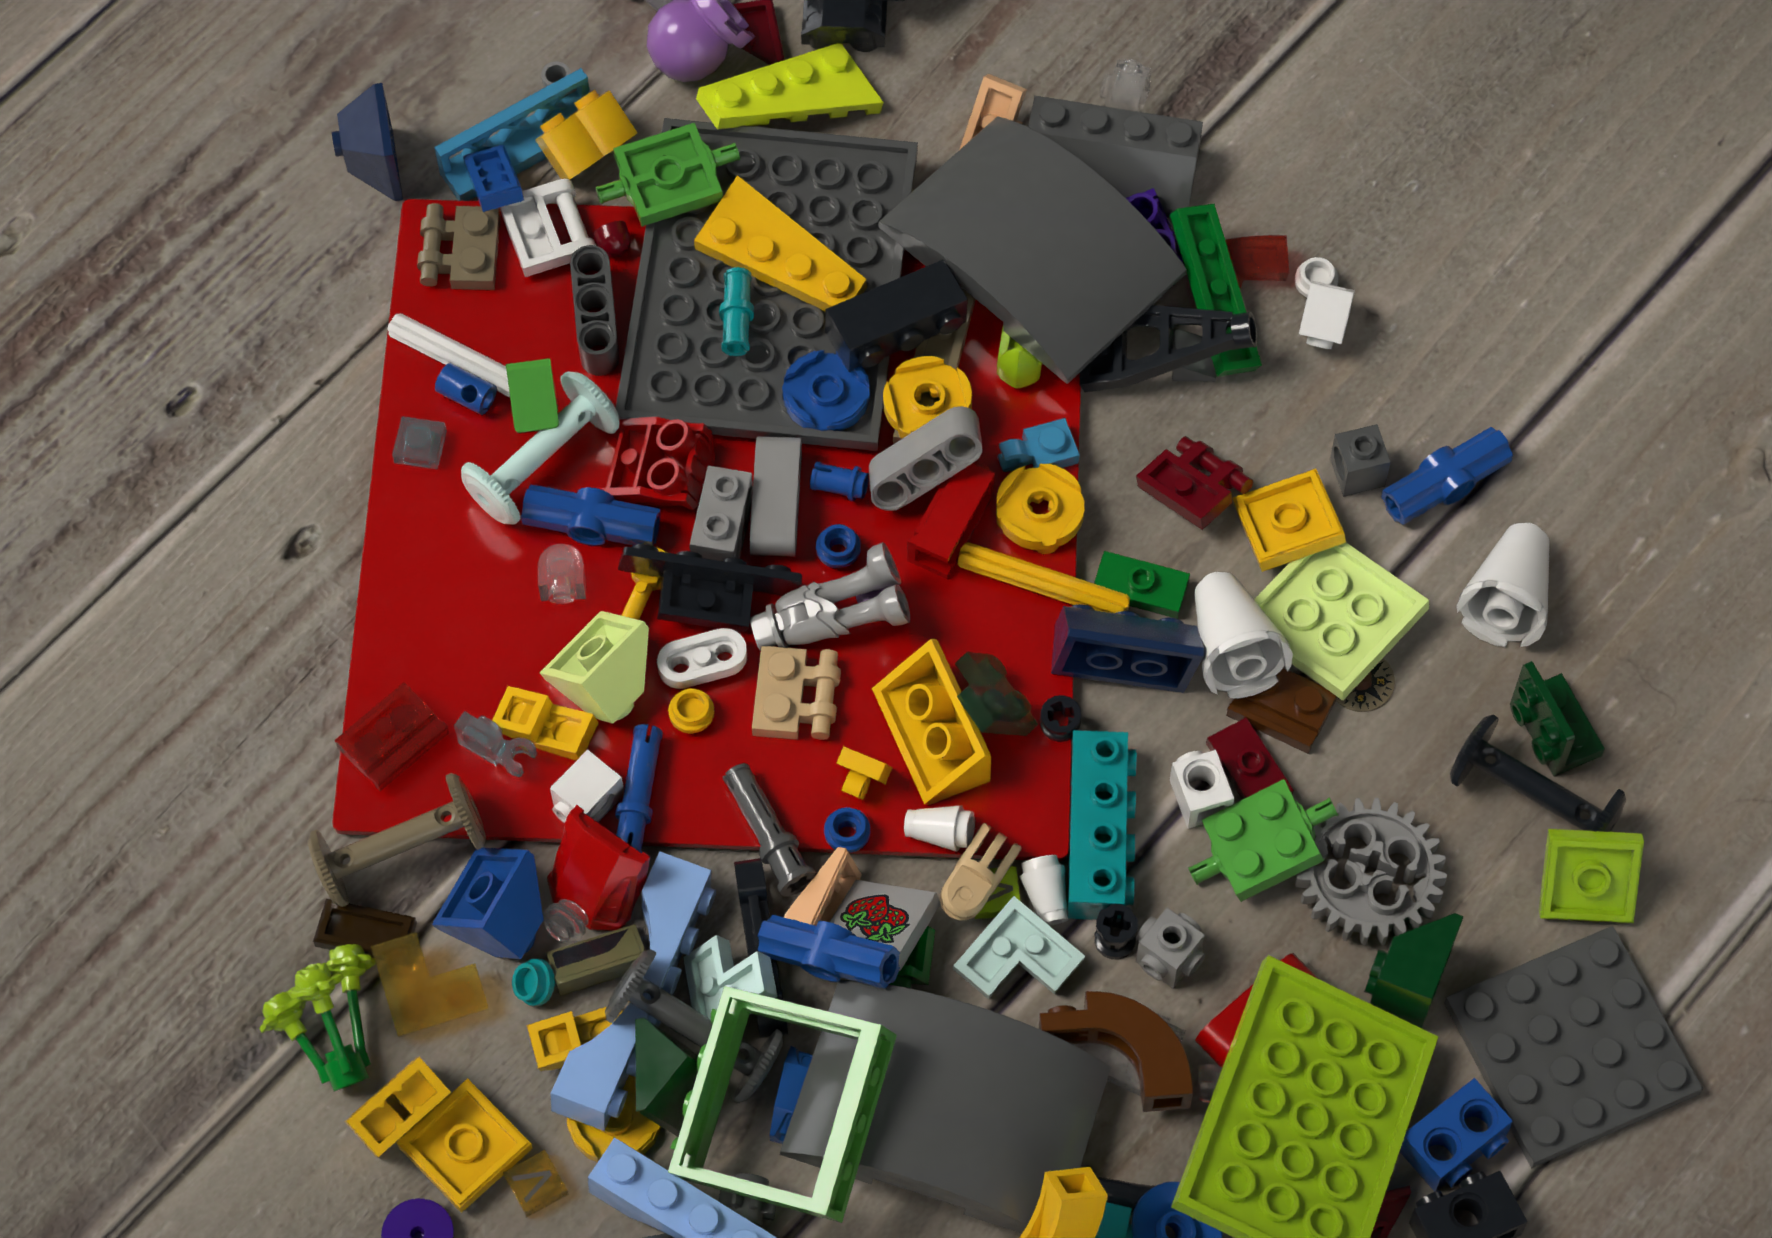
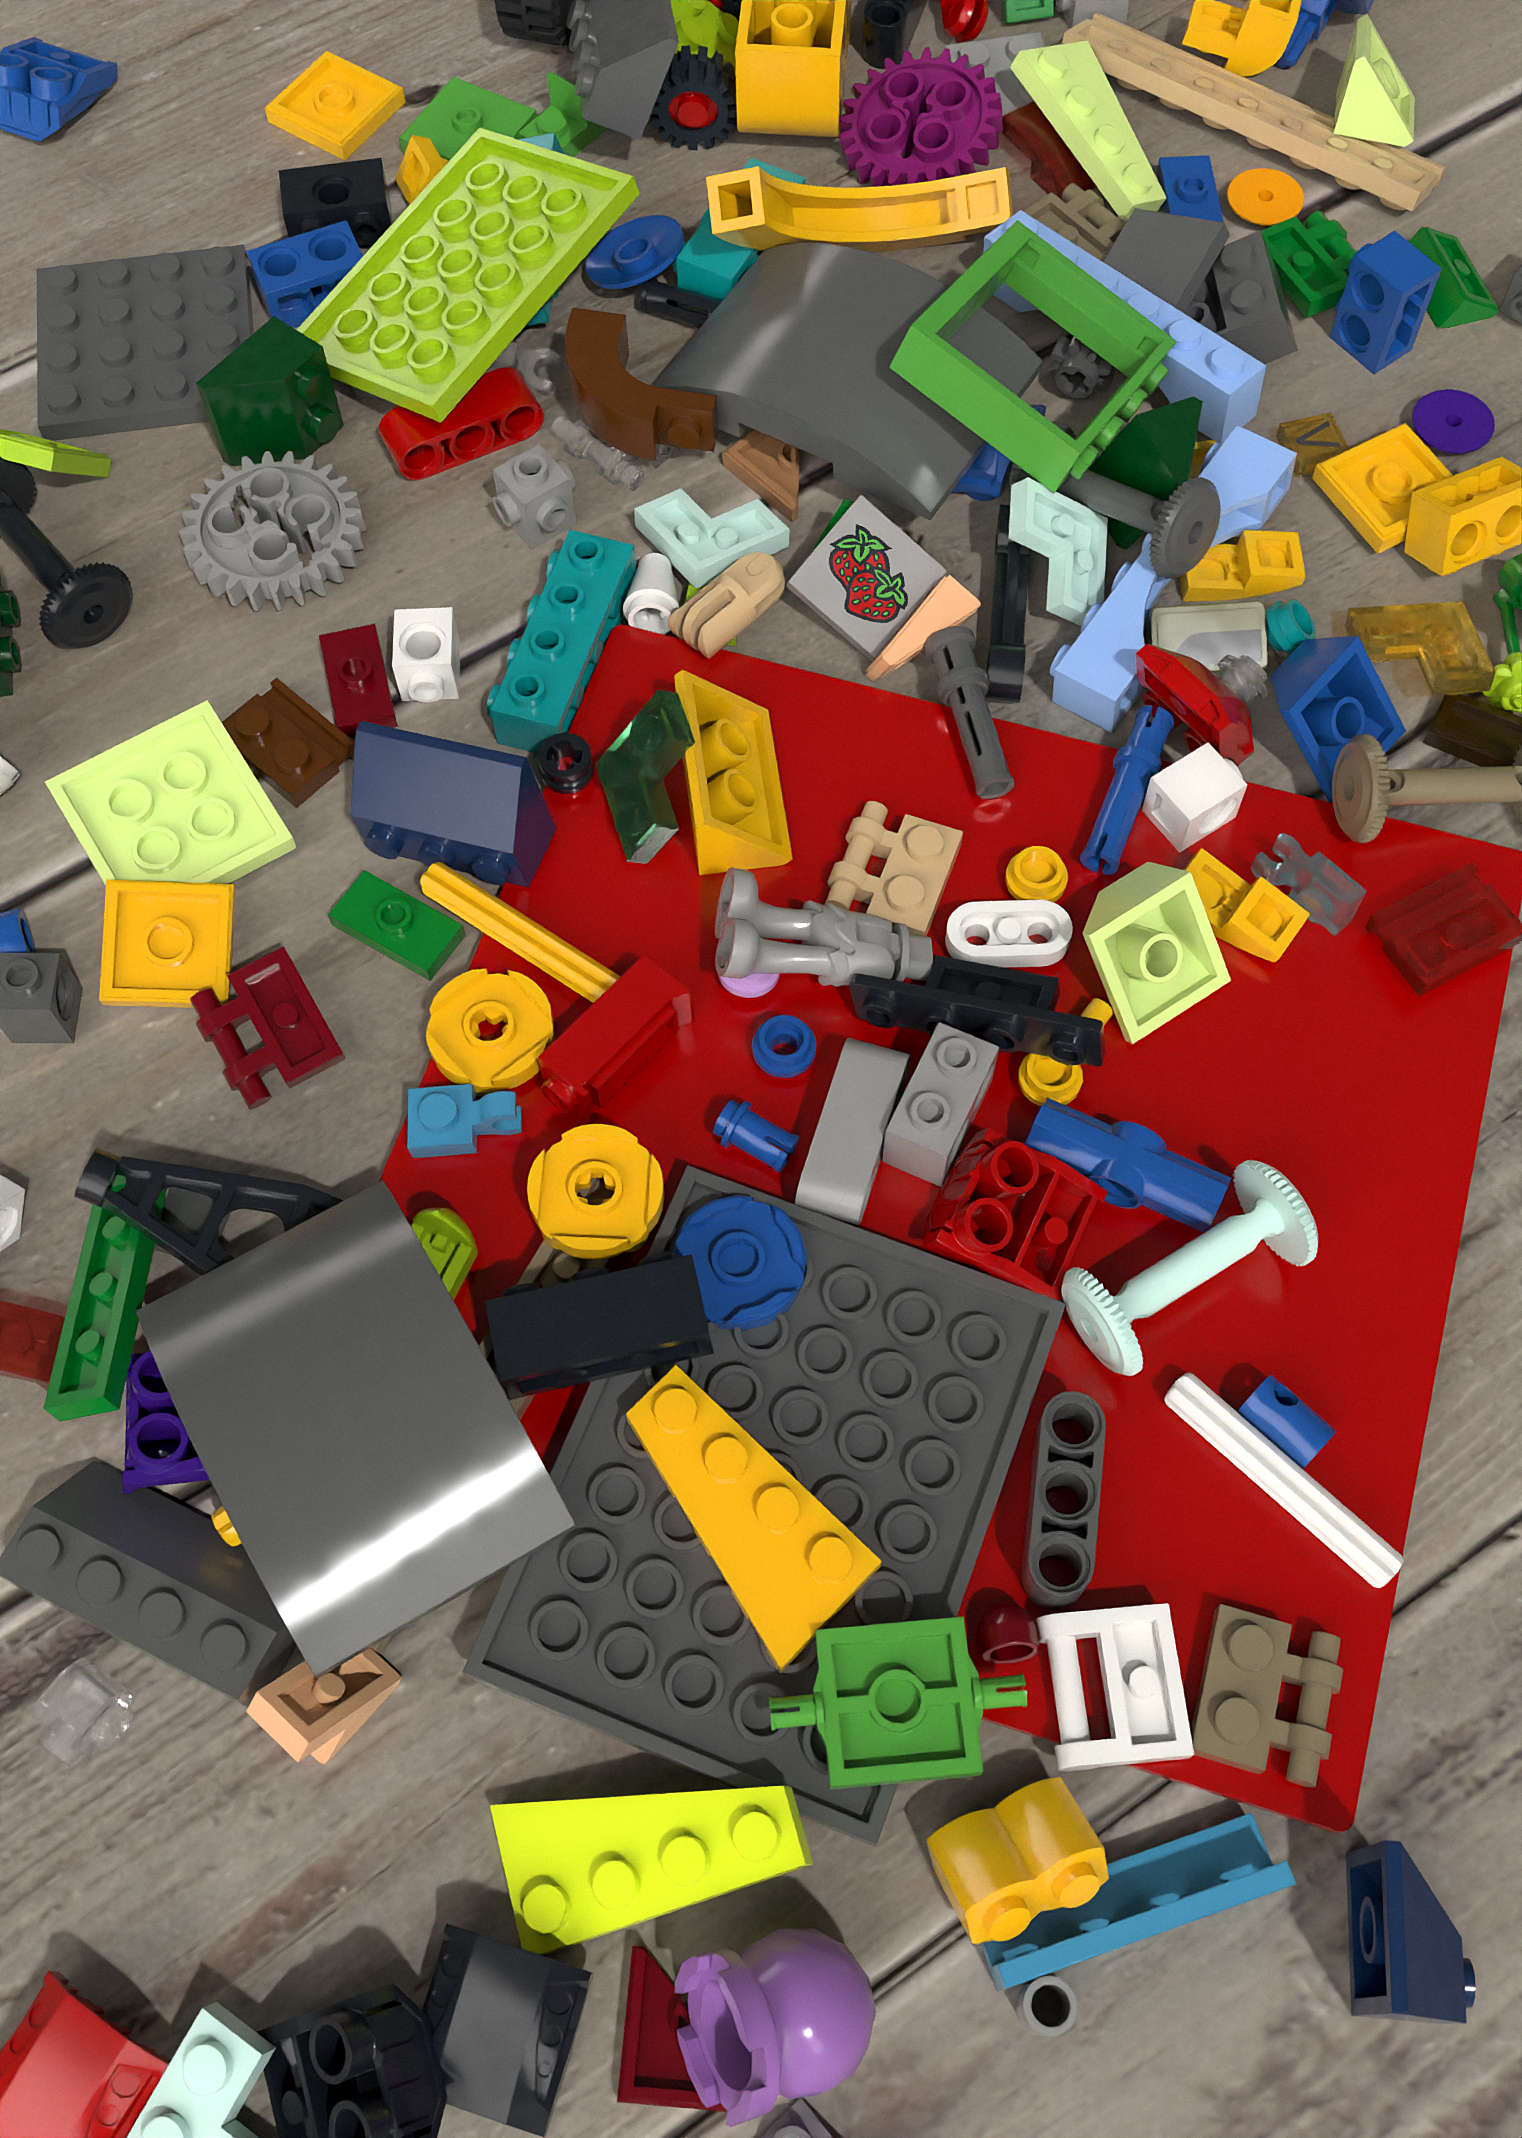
camera: 165 degrees left, 0 degrees up
(419, 442) = (1366, 1358): clear light blue plate -> none
(493, 178) = (1196, 1799): blue plate -> none
(532, 395) = (1192, 1325): bright green slope -> none
(561, 574) = (1181, 1090): clear plate -> none
(736, 311) = (843, 1410): teal pin -> none
(829, 951) = (937, 522): blue piece -> none
(847, 818) = (872, 680): blue plate -> none
(861, 772) = (833, 746): yellow tile -> none
(925, 458) = (627, 1094): light grey beam -> none
(941, 826) = (756, 666): white cone -> none
(1125, 941) = (580, 515): black bush -> none
(1238, 638) = (304, 778): white cone -> none
(1262, 840) = (377, 567): bright green plate -> none

